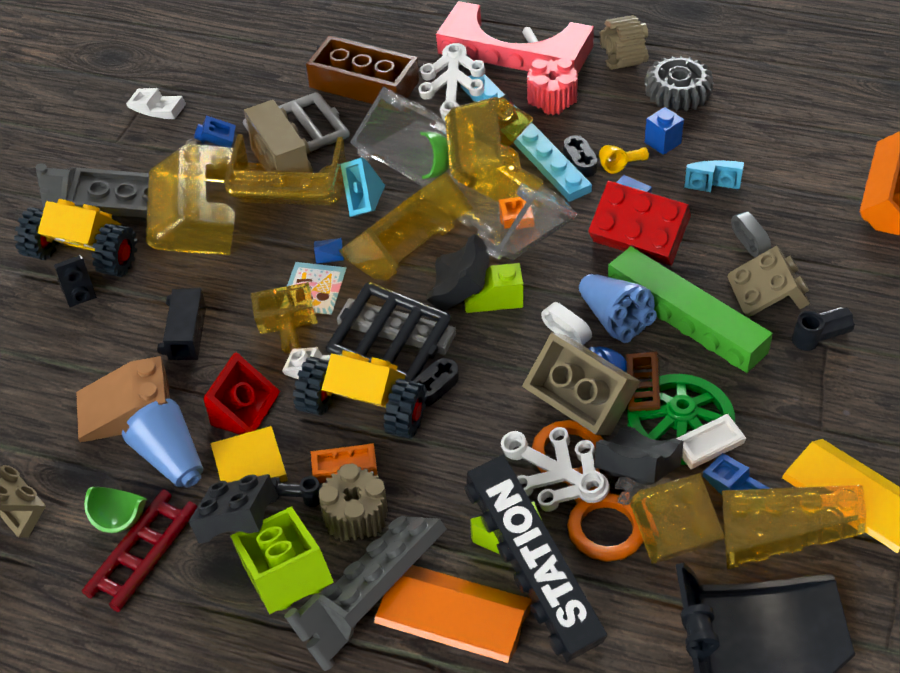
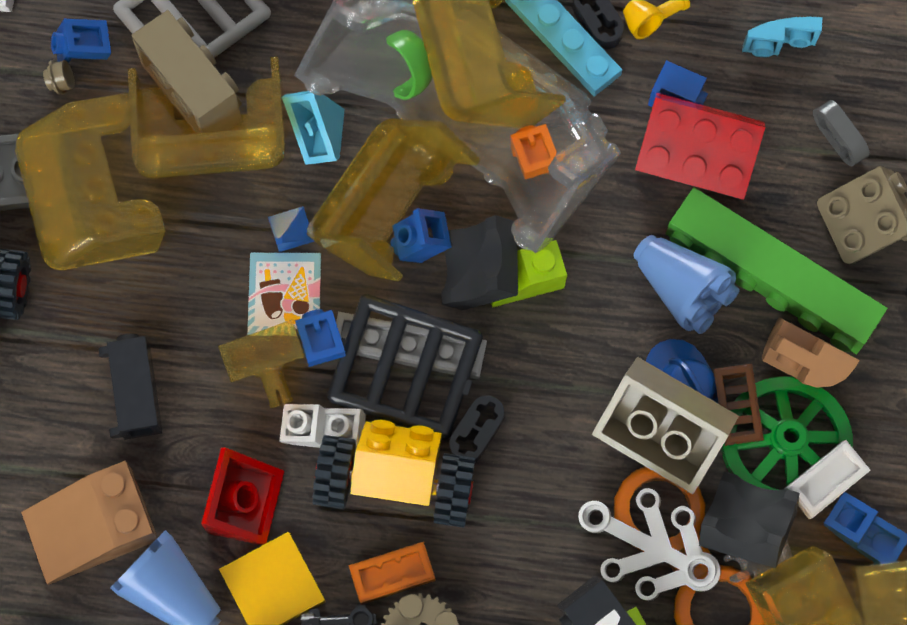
camera: 15 degrees left, 25 degrees up
(329, 305) = (320, 337): none -> blue bracket
(420, 256) = (412, 239): none -> blue brick
(565, 322) = (627, 318): white beam -> none
(703, 358) = (806, 356): none -> medium nougat brick

